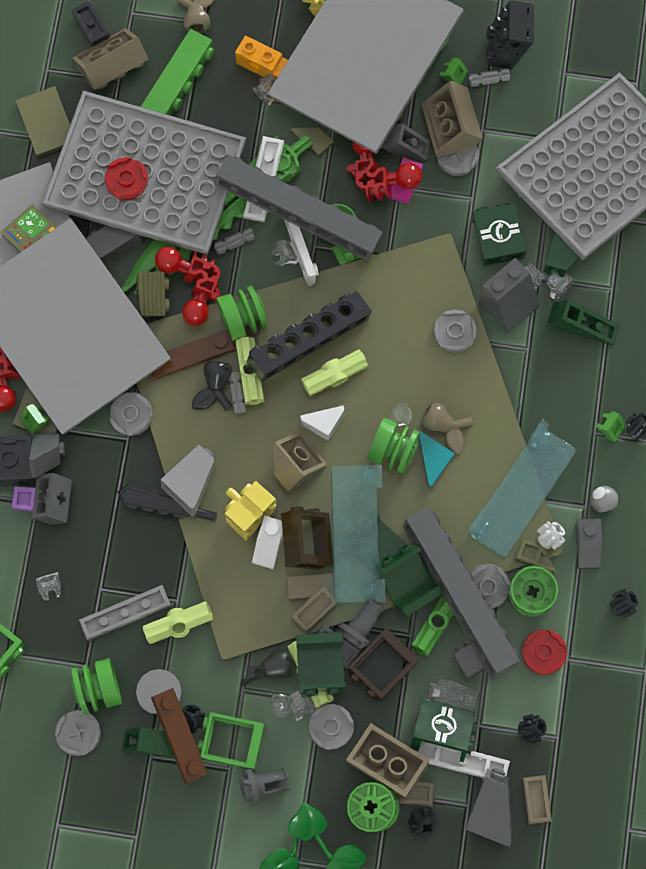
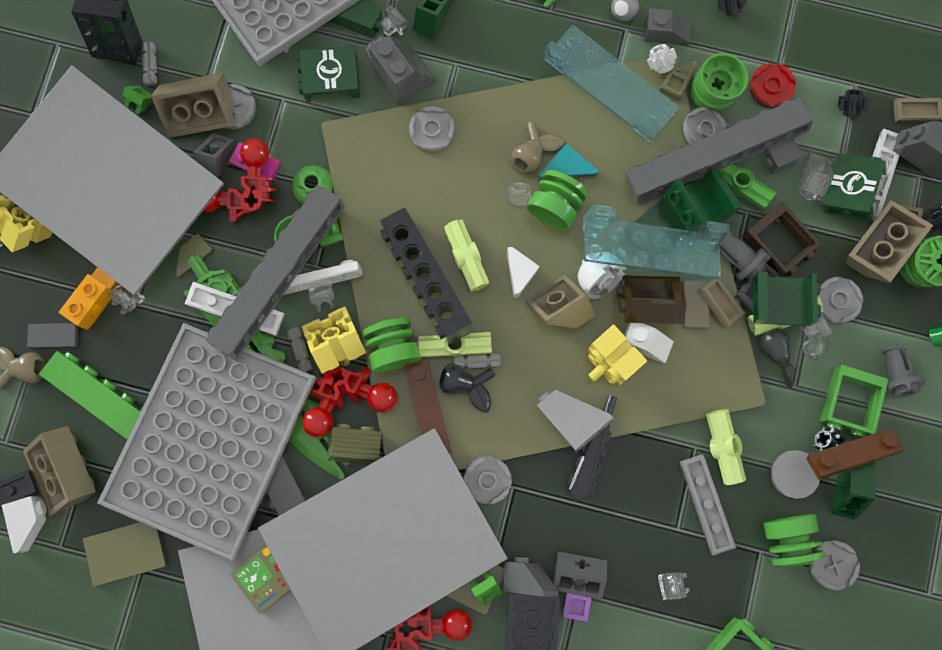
camera: 85 degrees left, 5 degrees up
(65, 38) = (24, 521): none -> white slope
(126, 178) = (215, 460): red tile -> none
(227, 34) = (52, 335): none -> dark grey tile
(243, 264) = (333, 340): none -> light yellow brick
(319, 488) = (597, 277): none -> white cylinder
(394, 241) = (300, 190): none -> bright green piece

